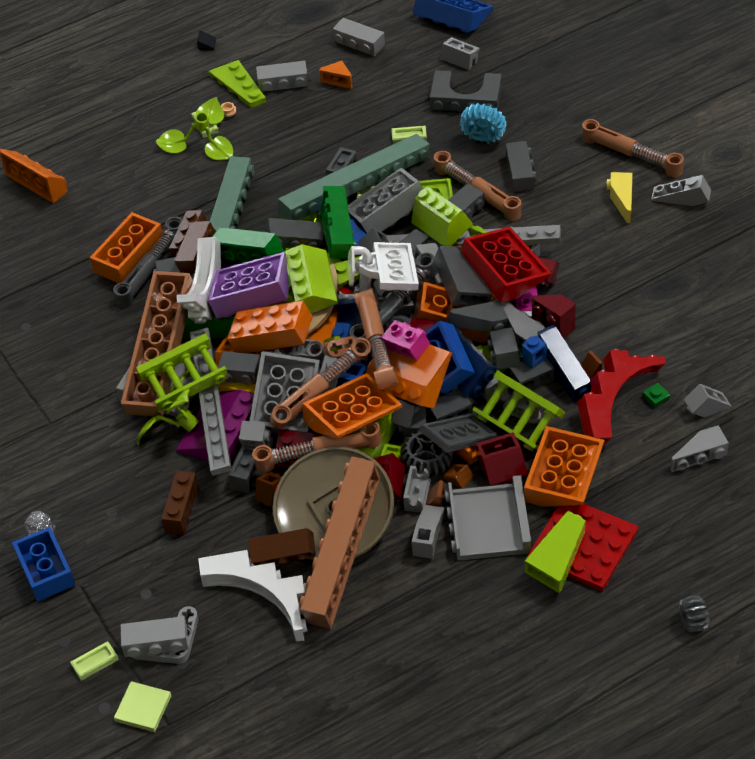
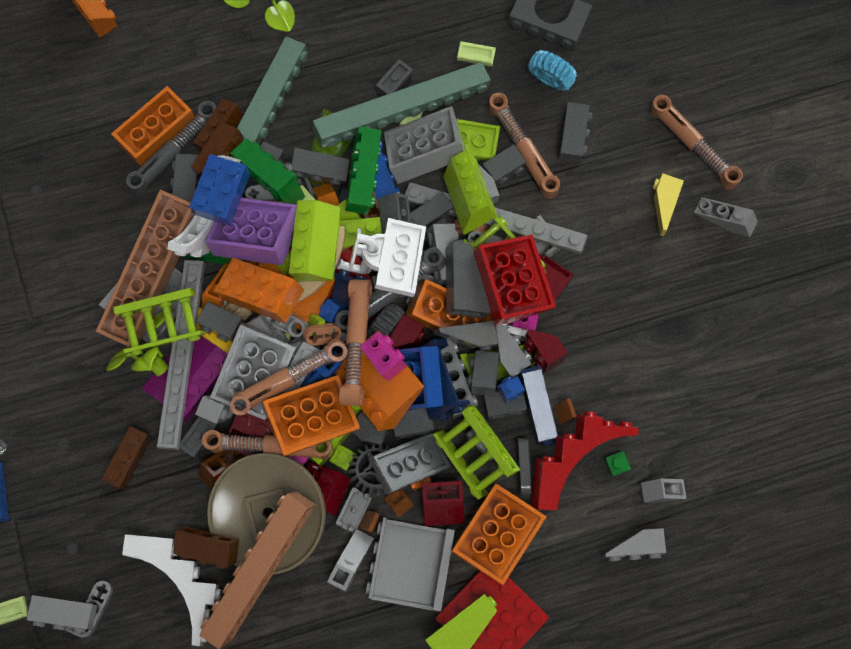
camera: 10 degrees right, 25 degrees up
(210, 255) = (220, 190): none -> blue brick
(569, 419) = (524, 465): none -> dark grey beam

